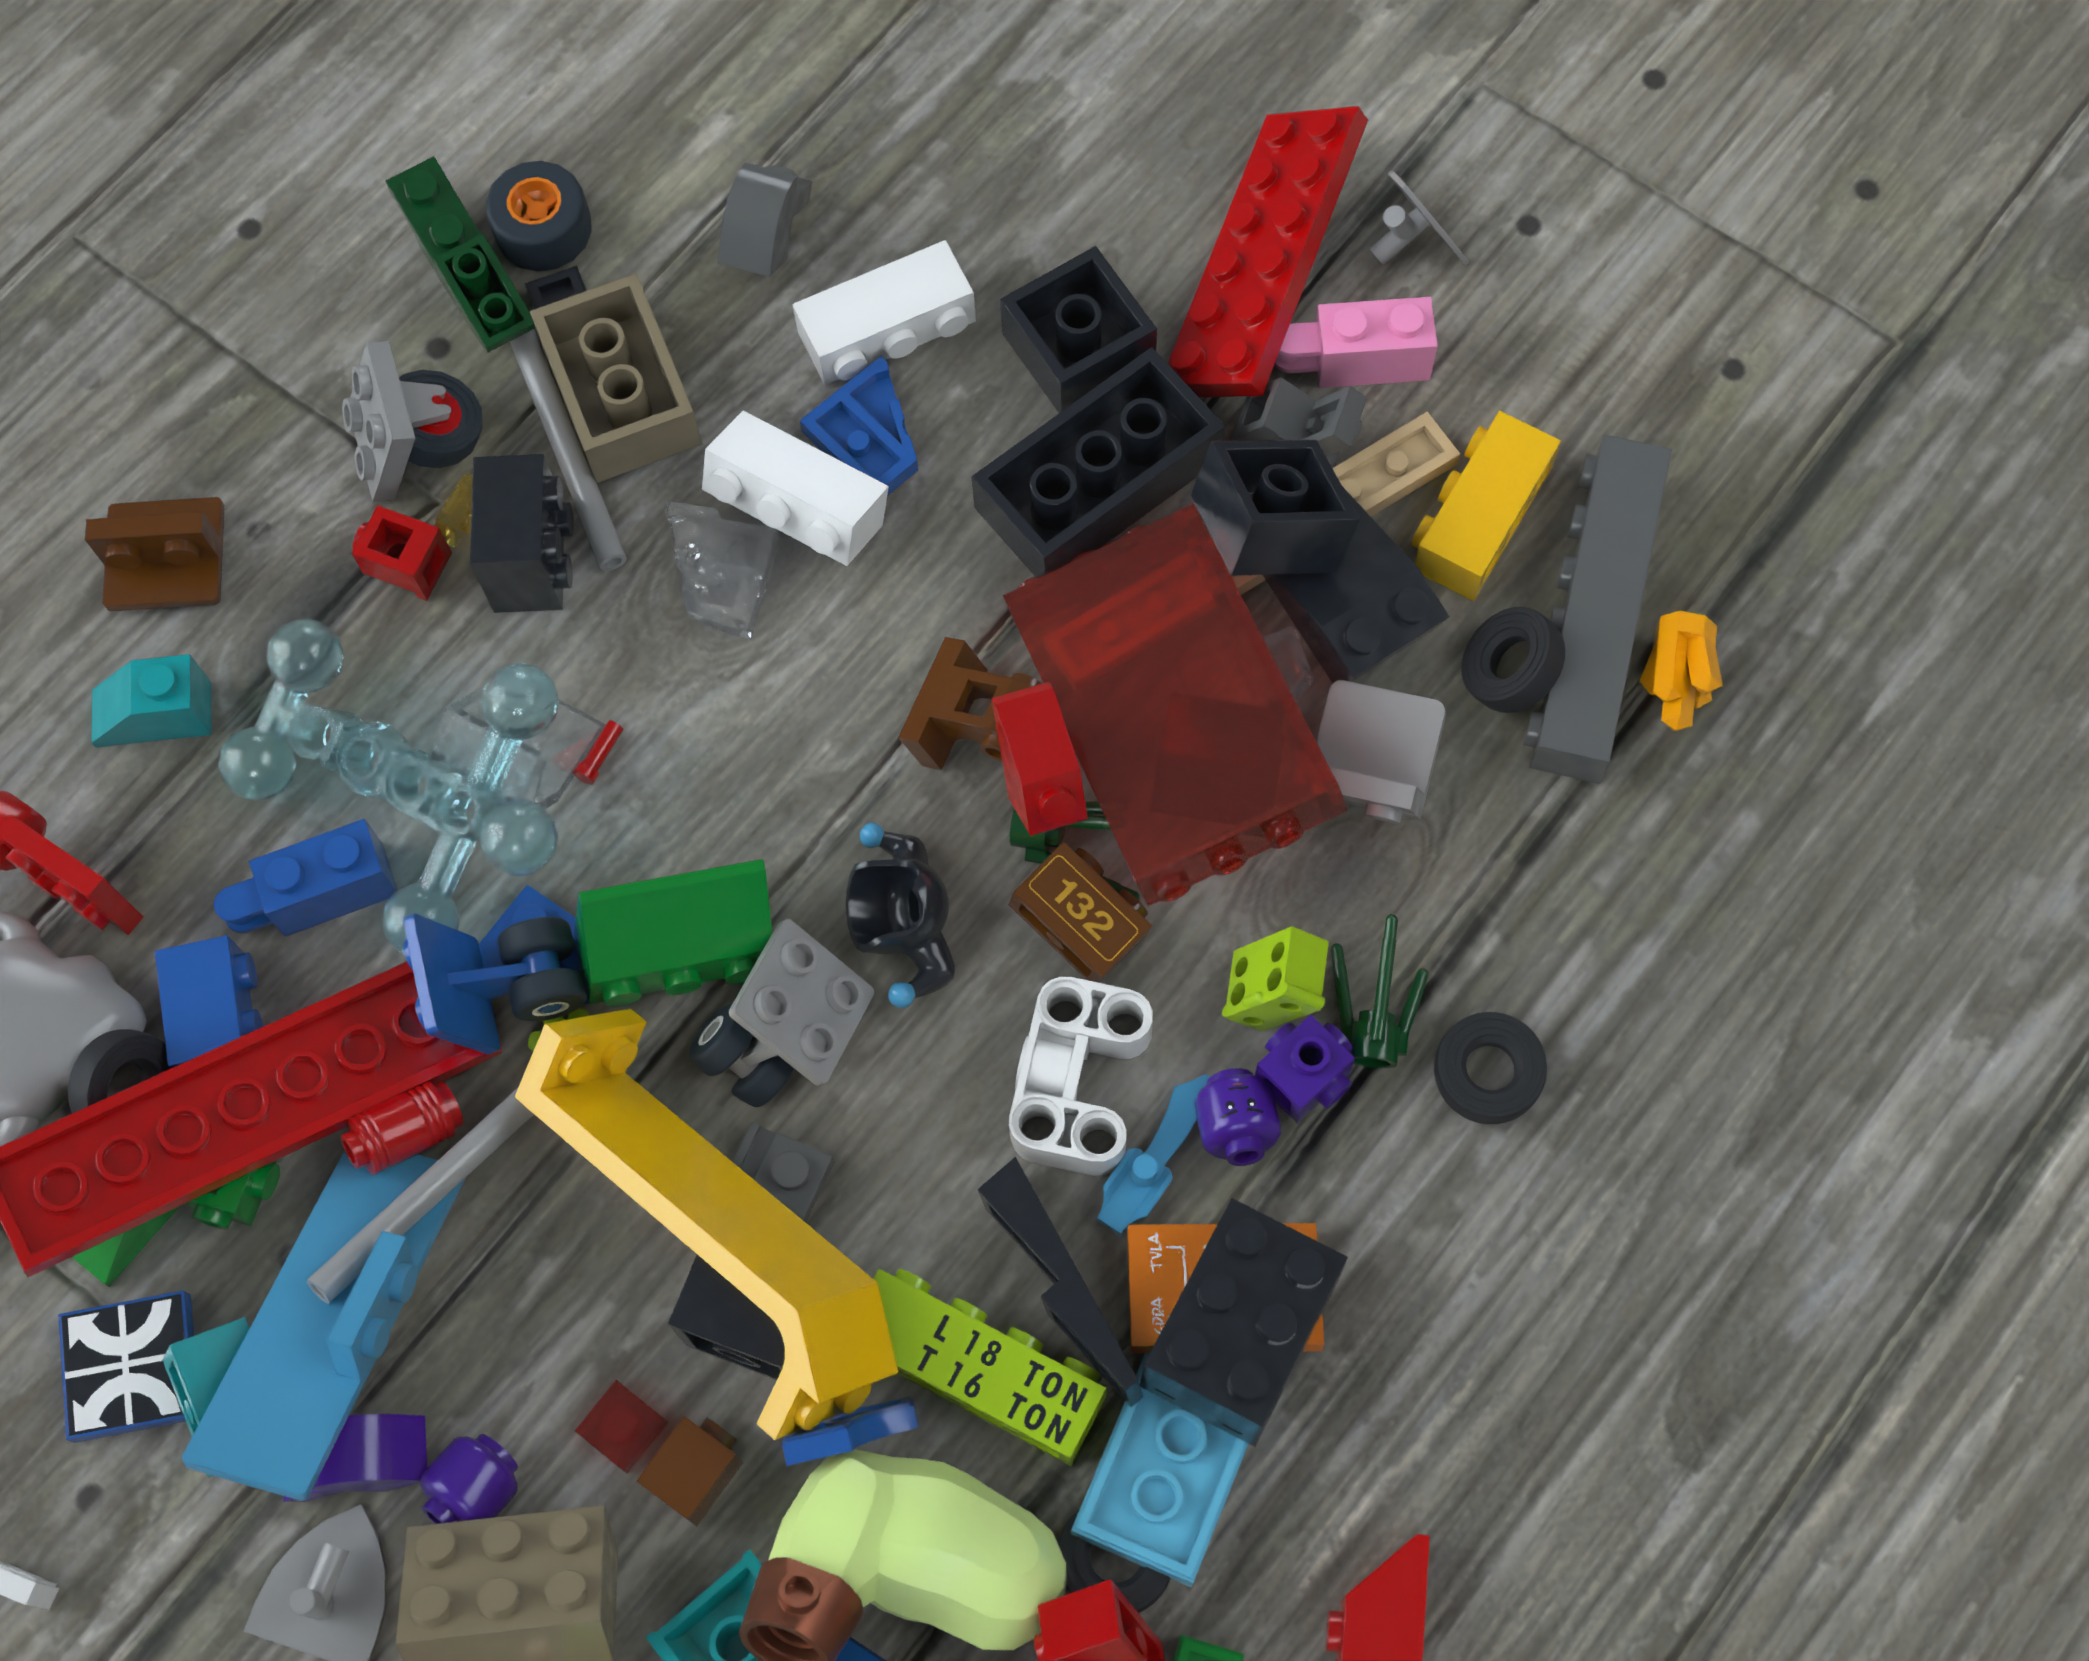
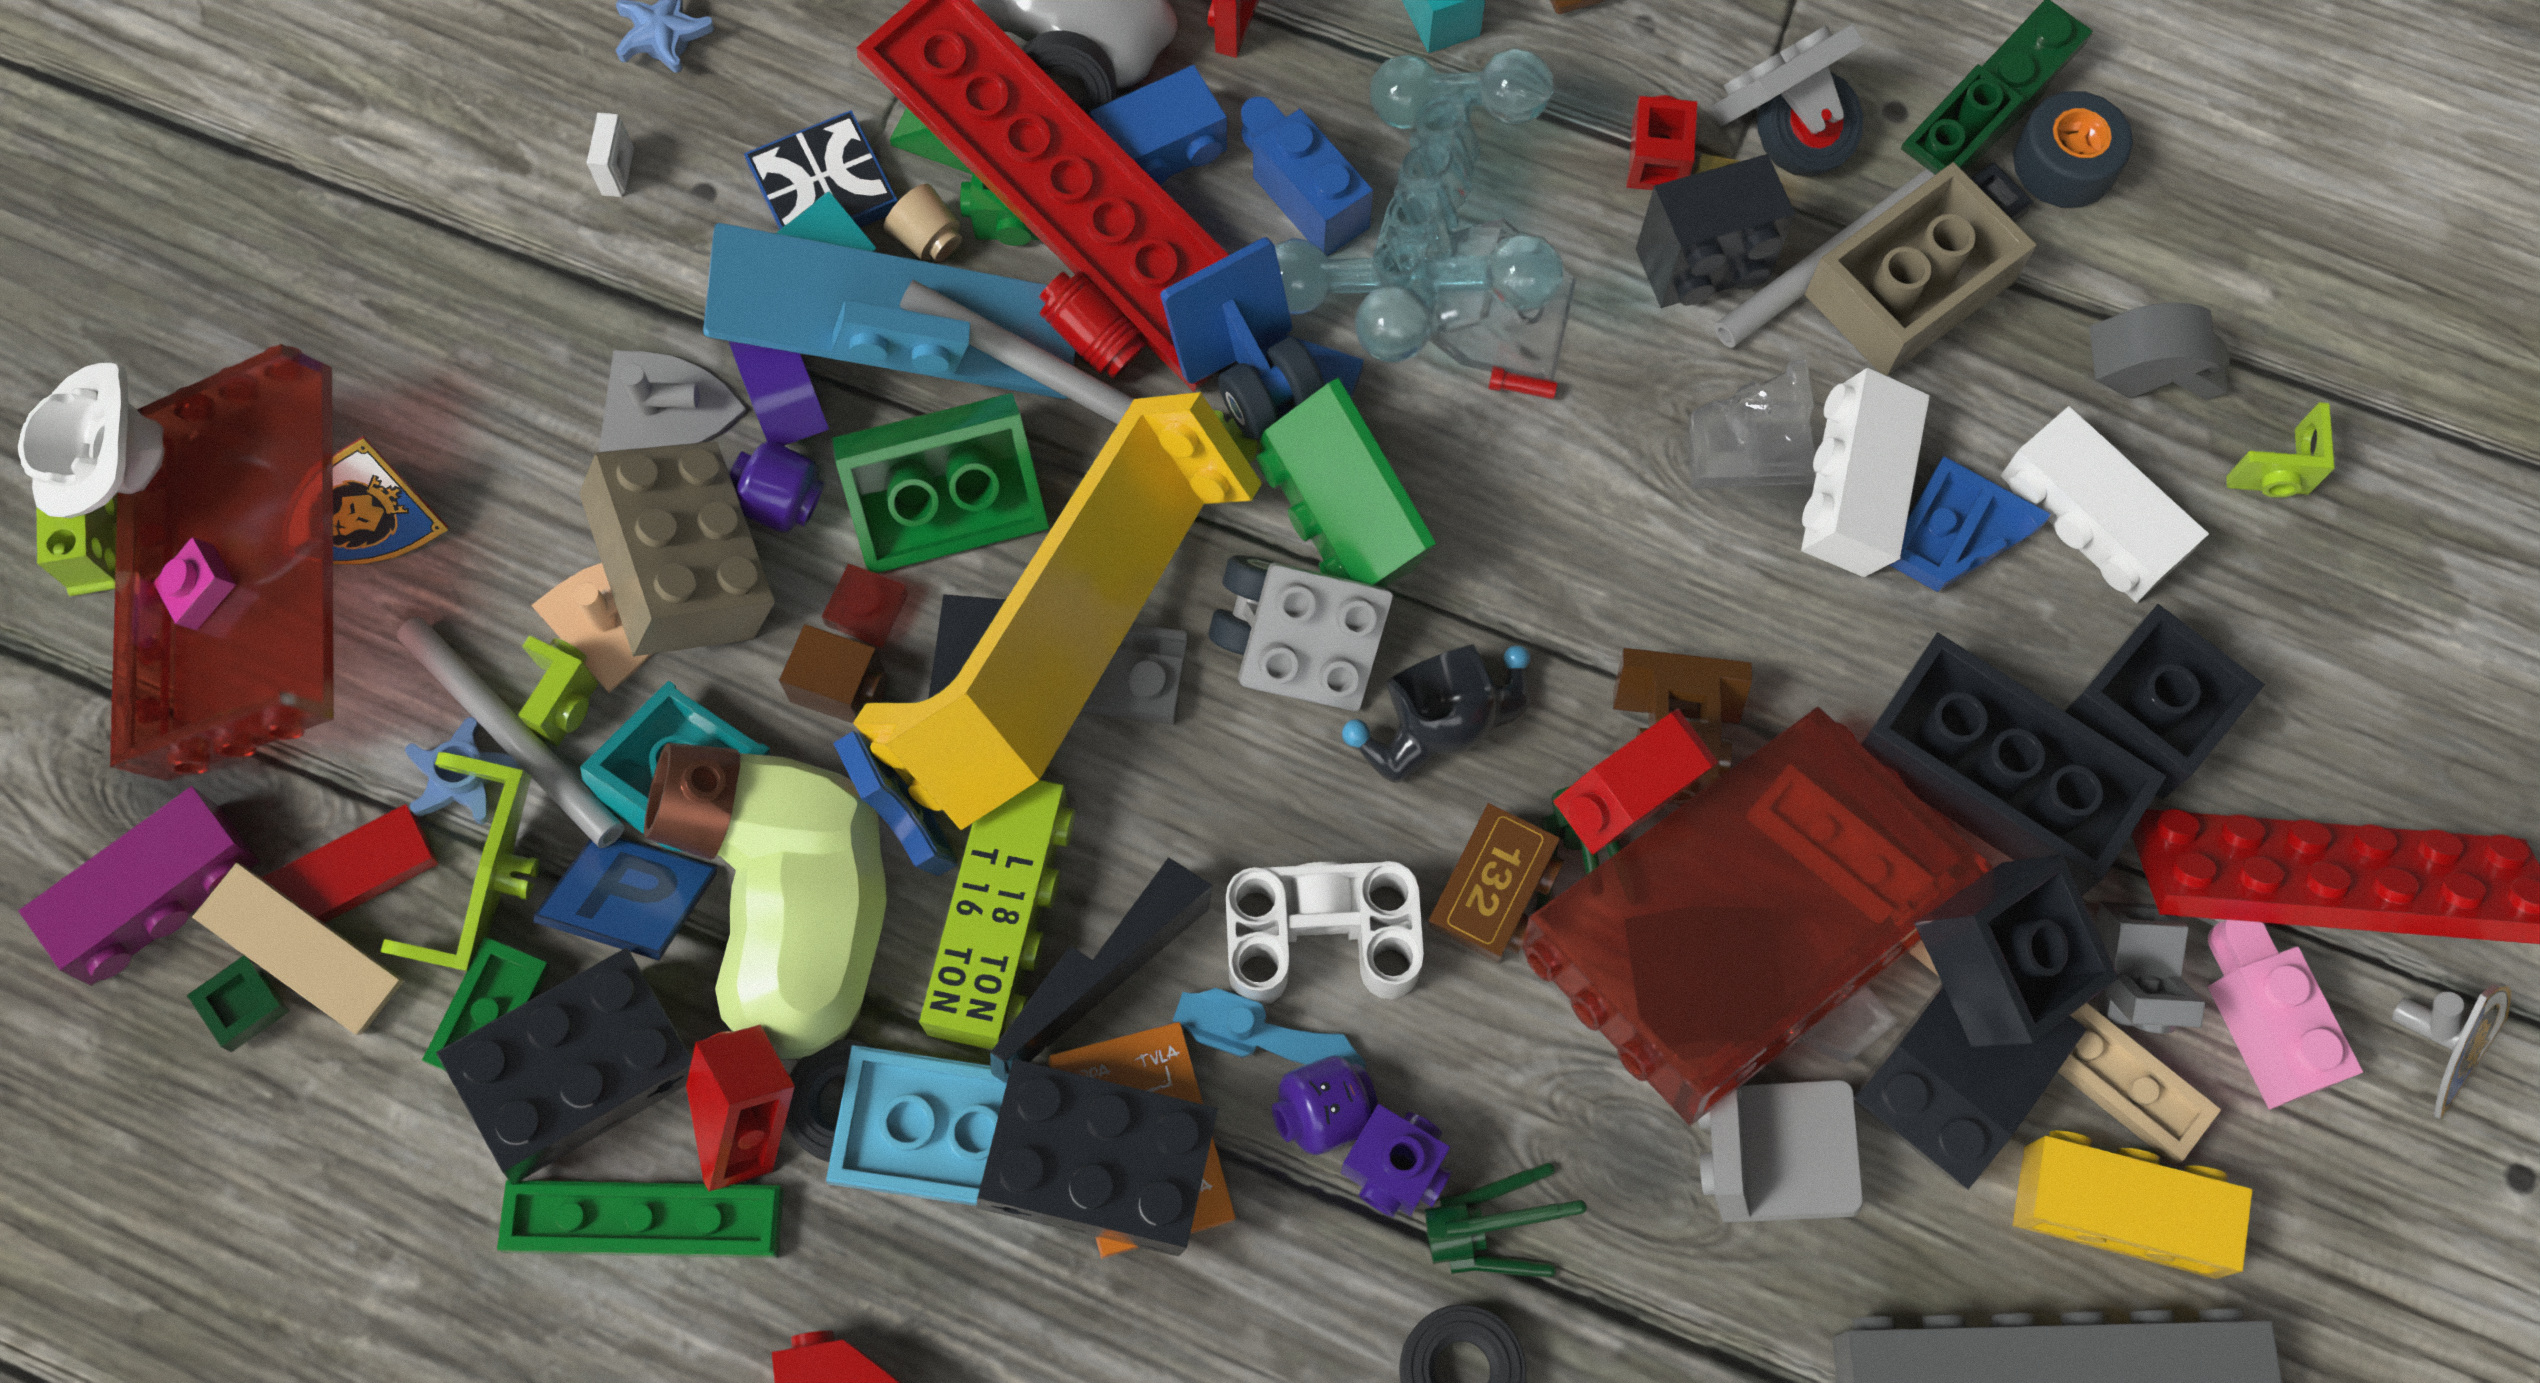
camera: 70 degrees right, 0 degrees up
(227, 1267) = (924, 224): none -> tan hat
(518, 1318) = (940, 483): none -> green slope
(907, 160) = (2285, 473): none -> lime bracket
(1276, 979) = (1482, 1104): lime piece -> none
(1536, 675) = (1943, 1310): black tyre -> none

